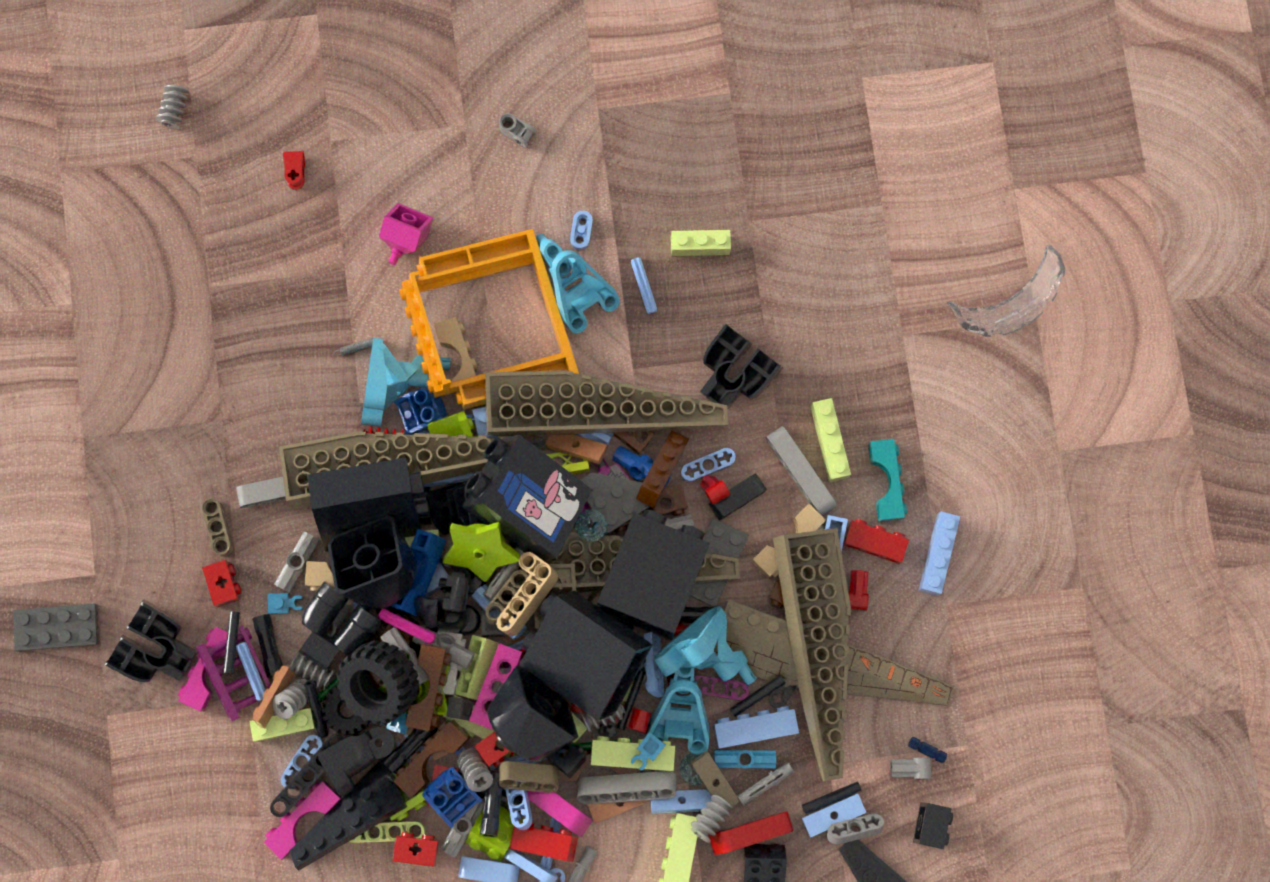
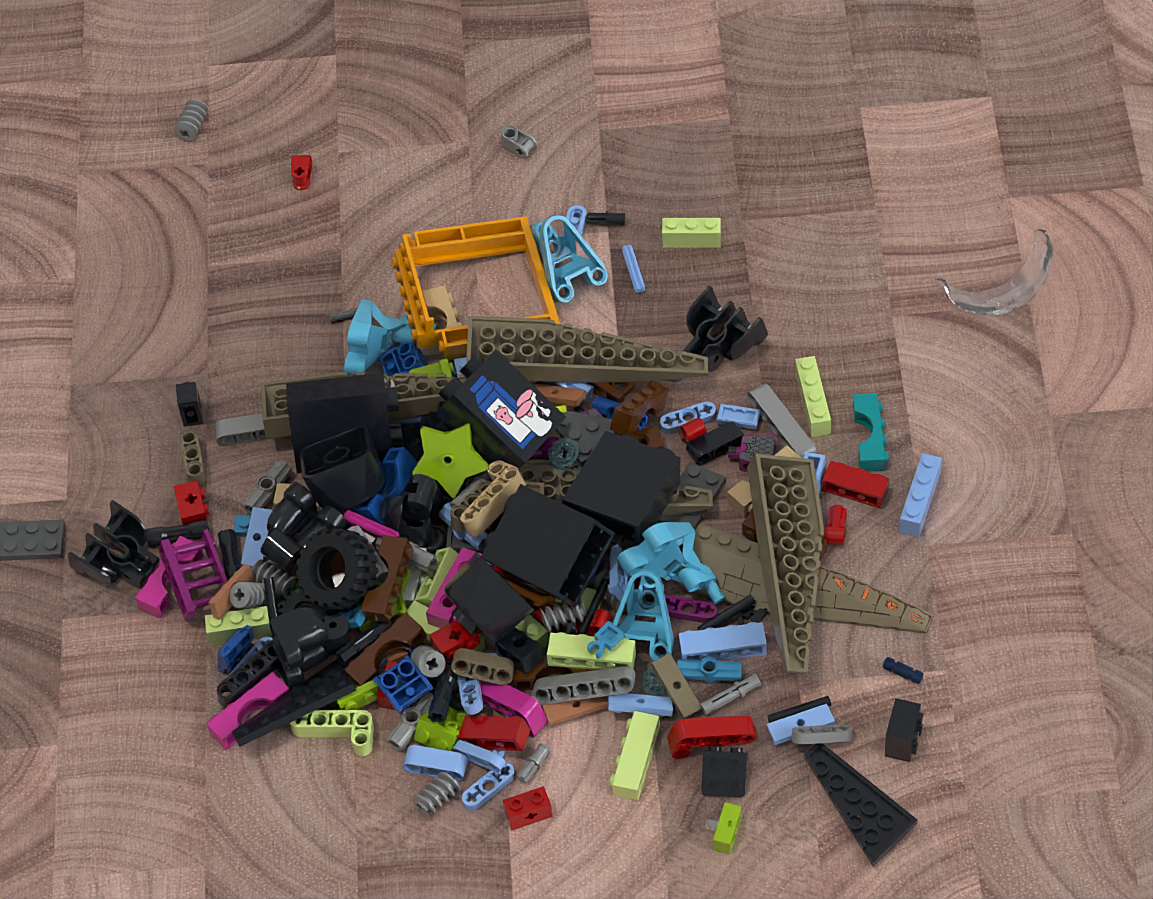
camera: 15 degrees right, 25 degrees down
(198, 619) = (193, 530): none -> black axle
(207, 467) = (189, 404): none -> black brick
(231, 642) = (195, 543): black piece -> none
(251, 670) = (210, 567): light blue axle -> none
(280, 754) = (237, 645): none -> blue slope
(291, 635) = (256, 528): none -> light blue tile
(404, 230) = (401, 217): dark pink piece -> none
(425, 857) = (361, 730): red brick -> none
(460, 708) = (417, 607): dark grey slope -> none
(612, 224) = (606, 218): none -> black axle
(710, 818) = (669, 710): light grey piece -> none
(758, 463) = (743, 416): none -> light blue plate
(777, 509) = (750, 446): none -> torso
(917, 768) = (891, 684): light grey piece -> none

